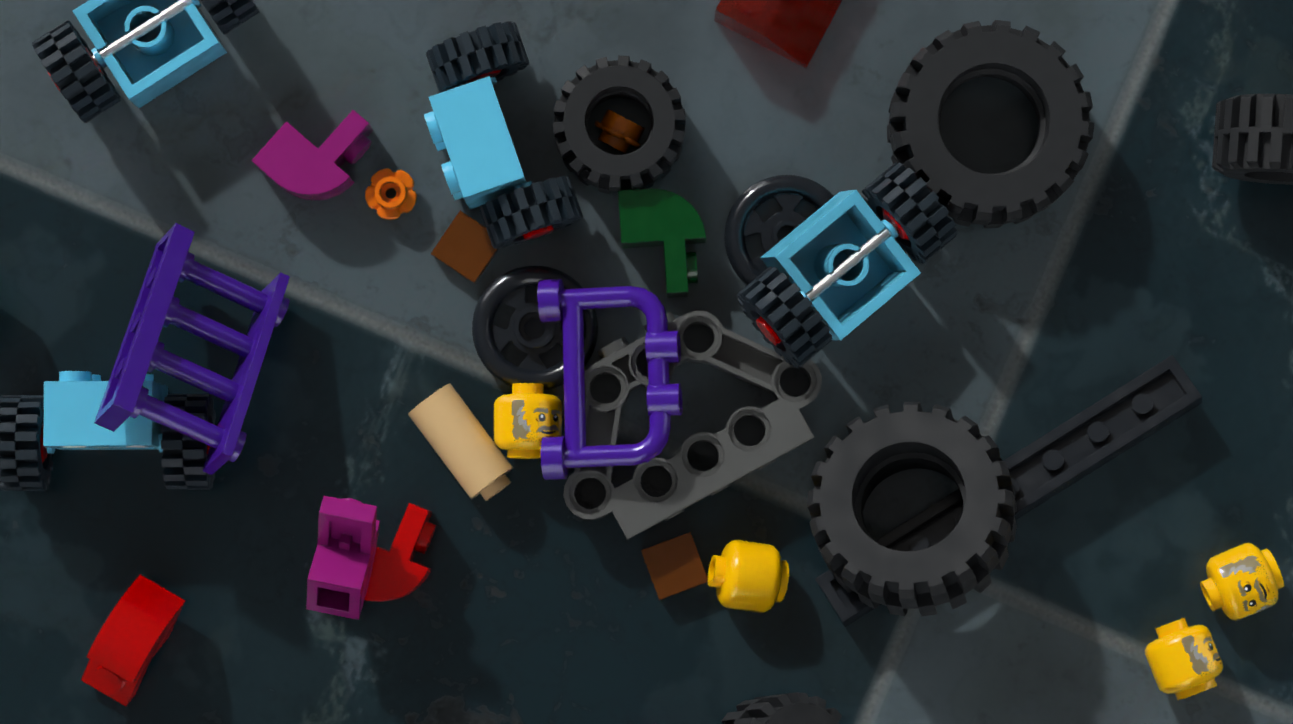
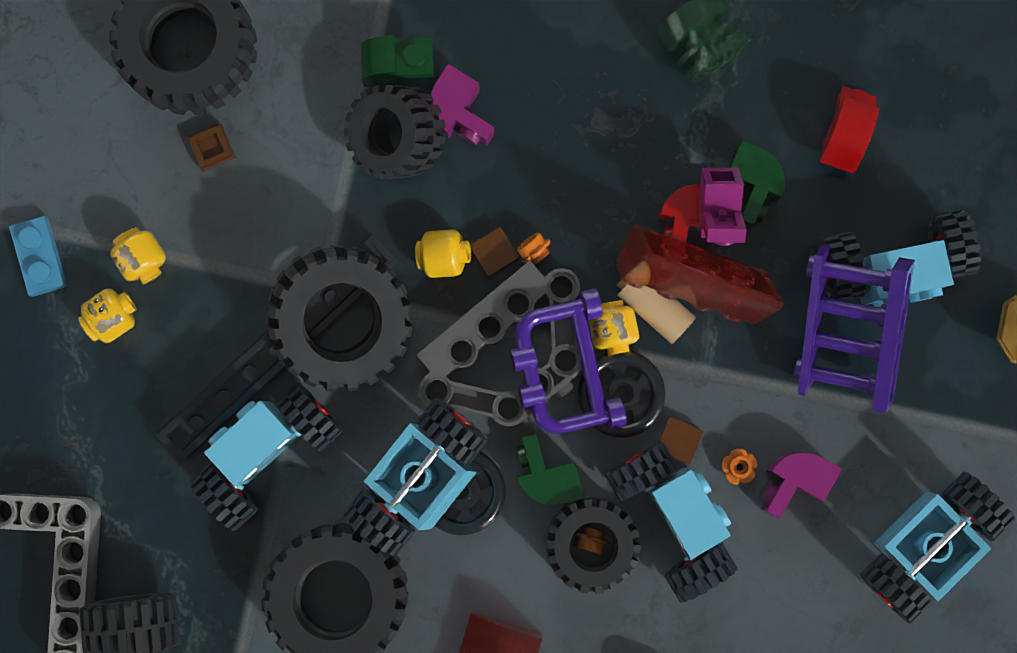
camera: 170 degrees right, 0 degrees up
(271, 597) = (761, 177): none -> dark green brick
(396, 467) = (697, 276): none -> clear red slope
(617, 558) = (534, 249): none -> orange plate
(1064, 359) = (252, 445): none -> brick

